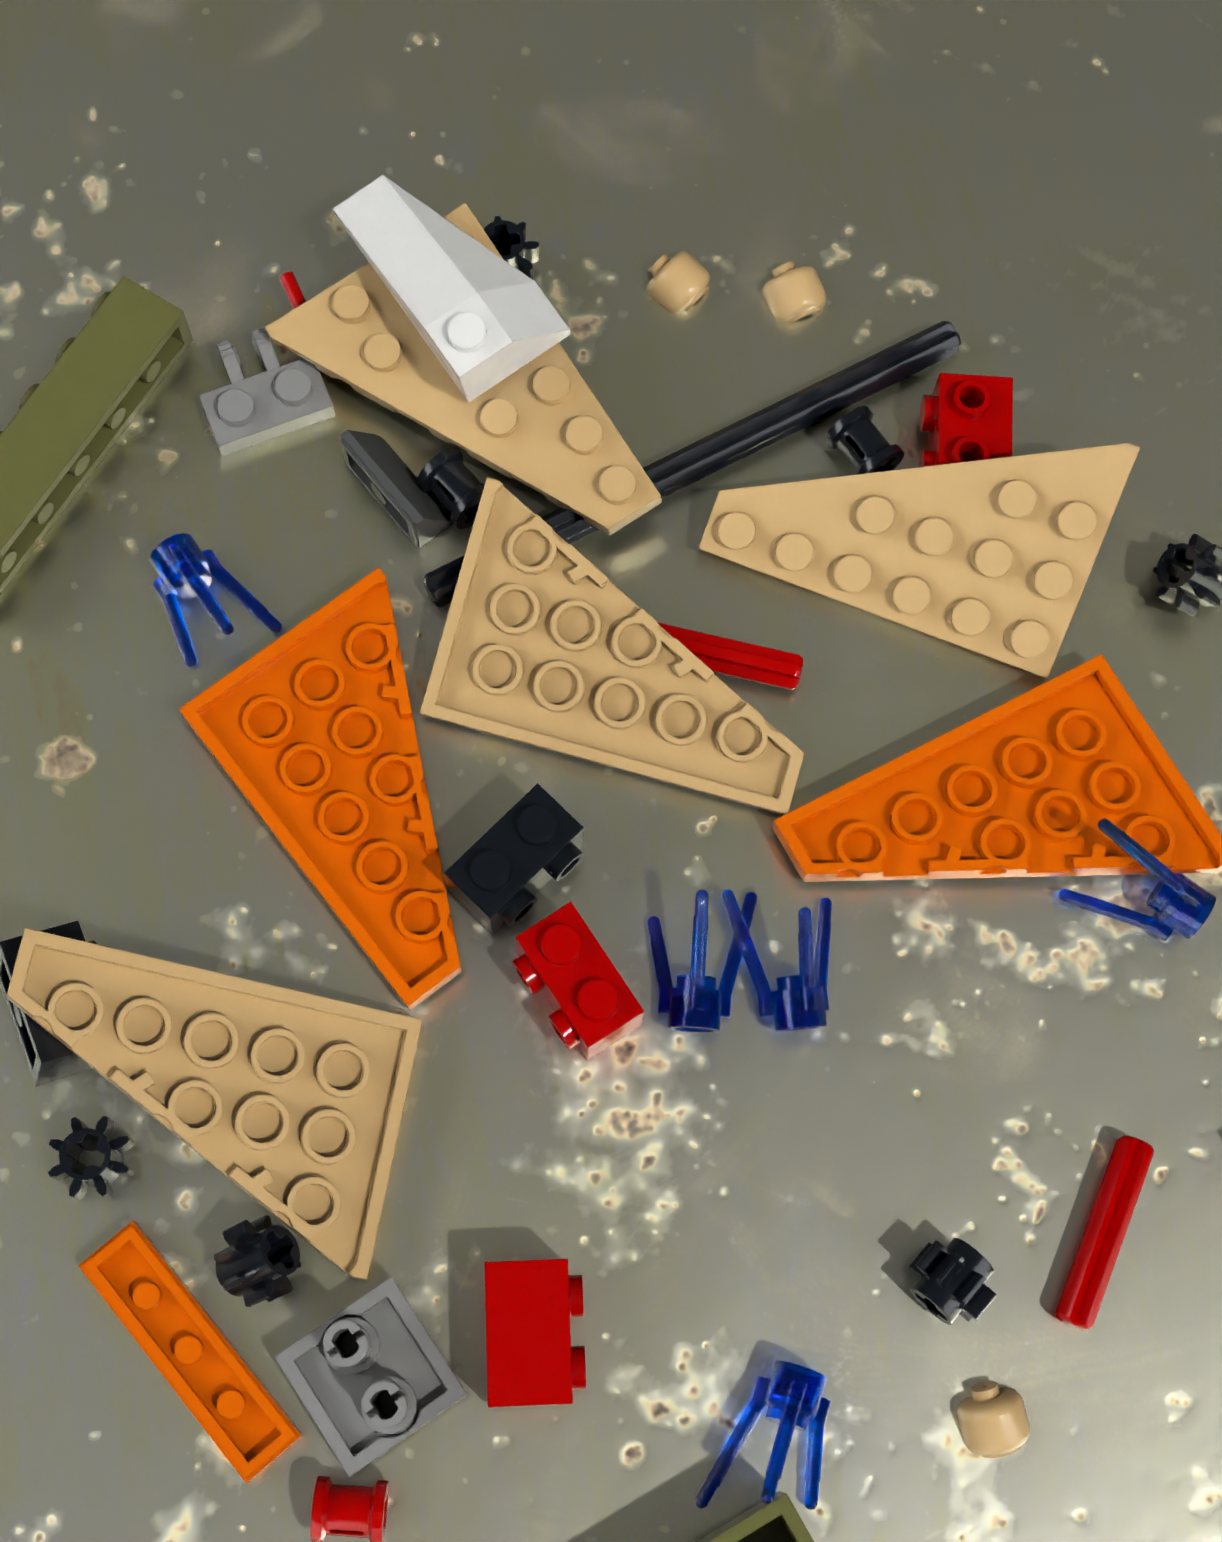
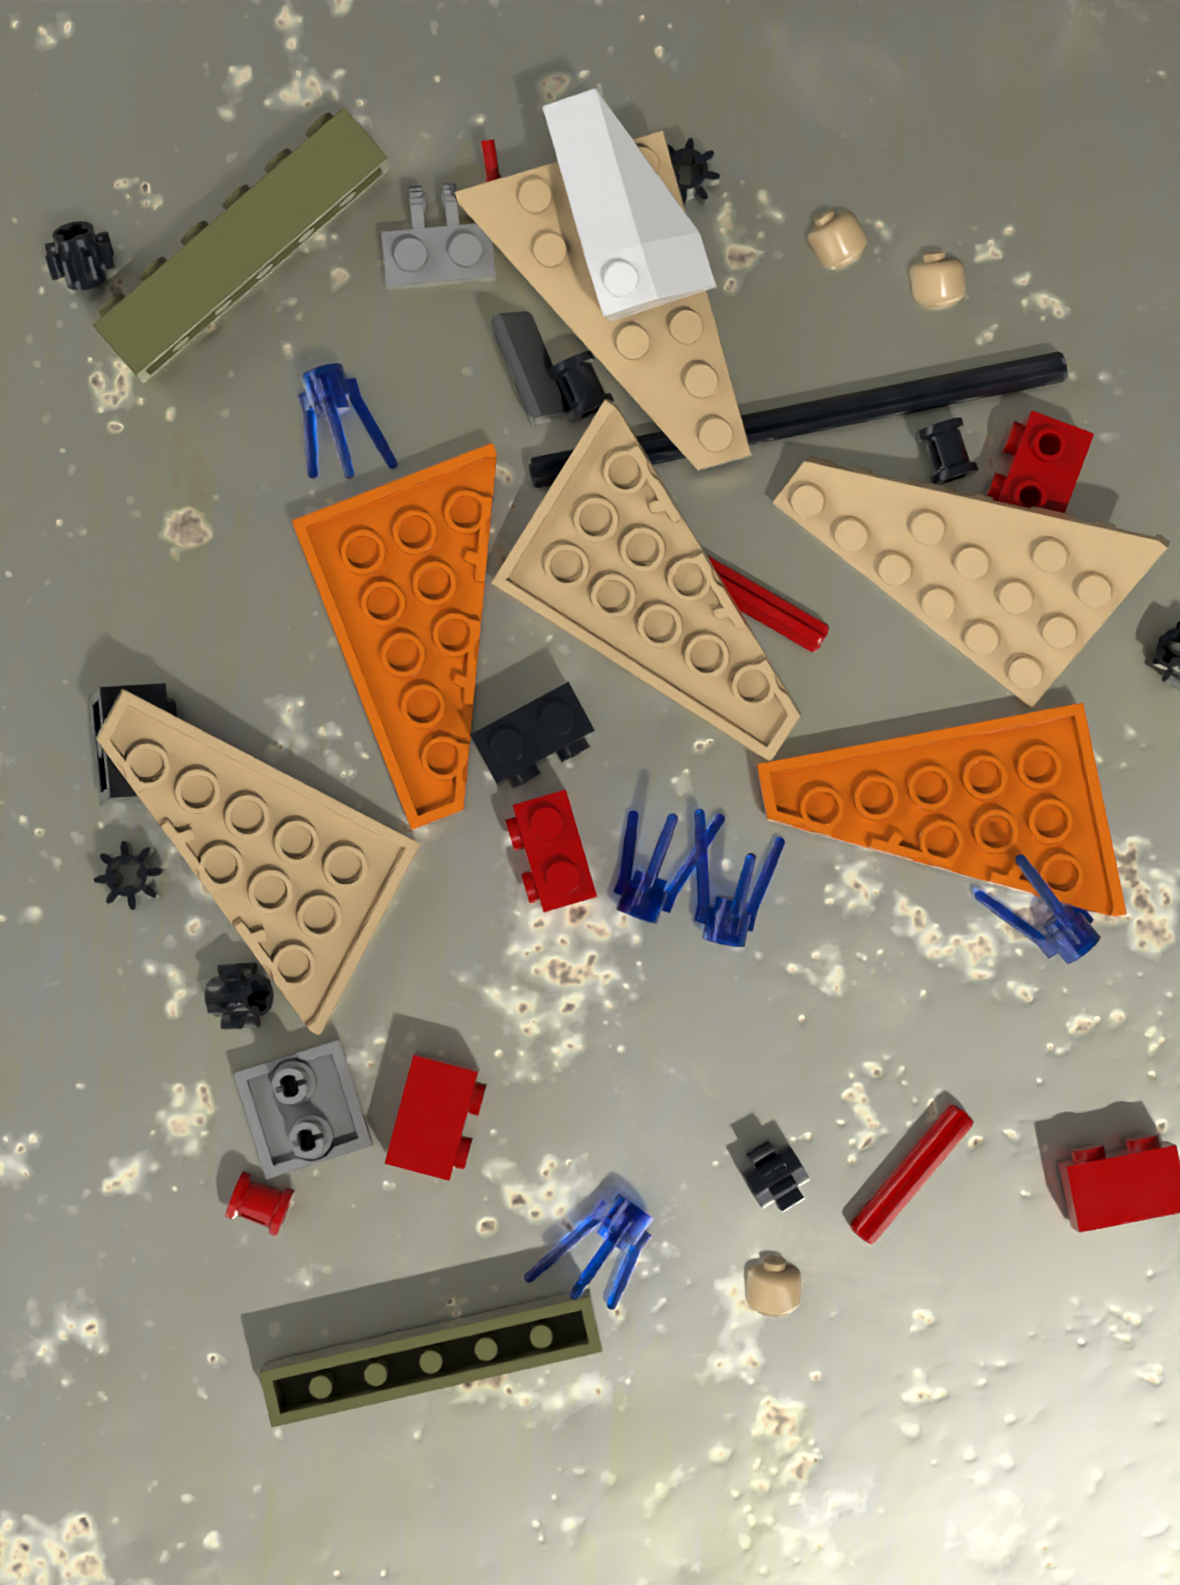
camera: 15 degrees right, 15 degrees up
(191, 1351) = (169, 1045): orange tile -> none

